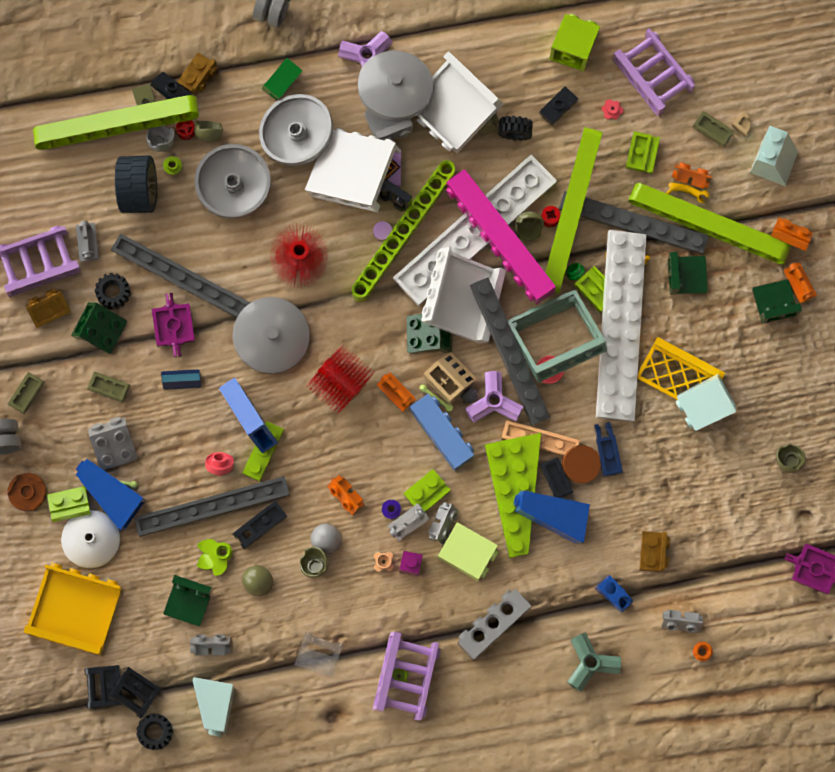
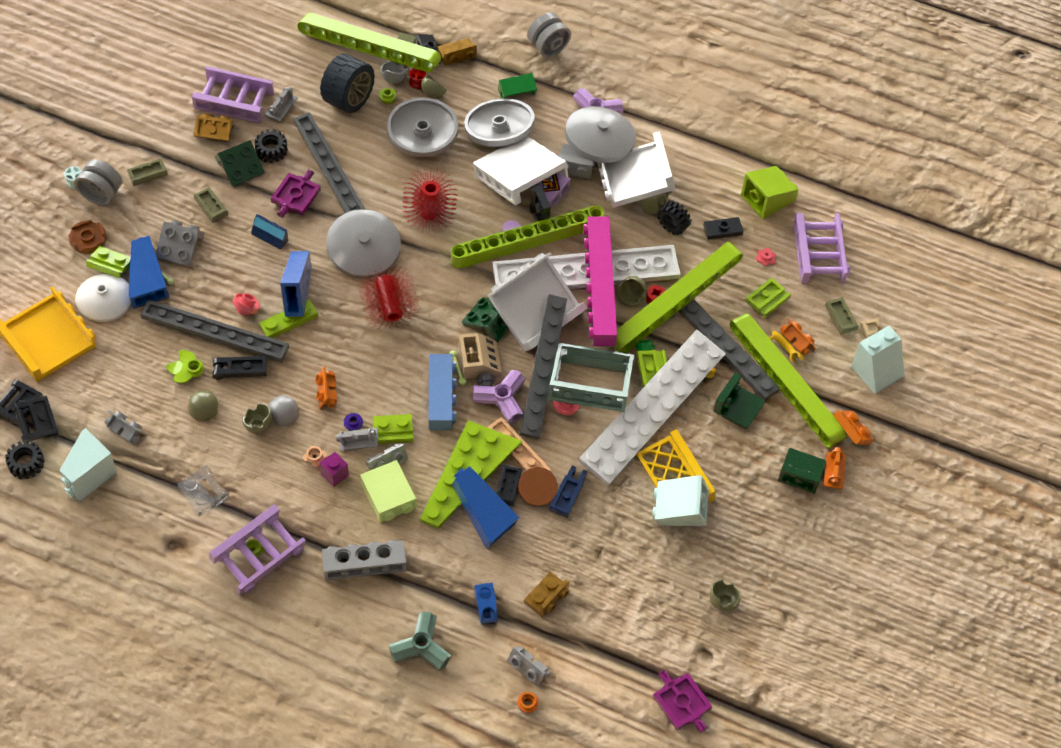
camera: 35 degrees right, 20 degrees down
(188, 600) = (137, 383): dark green bracket -> none
(395, 391) = (428, 340): orange hinge -> none

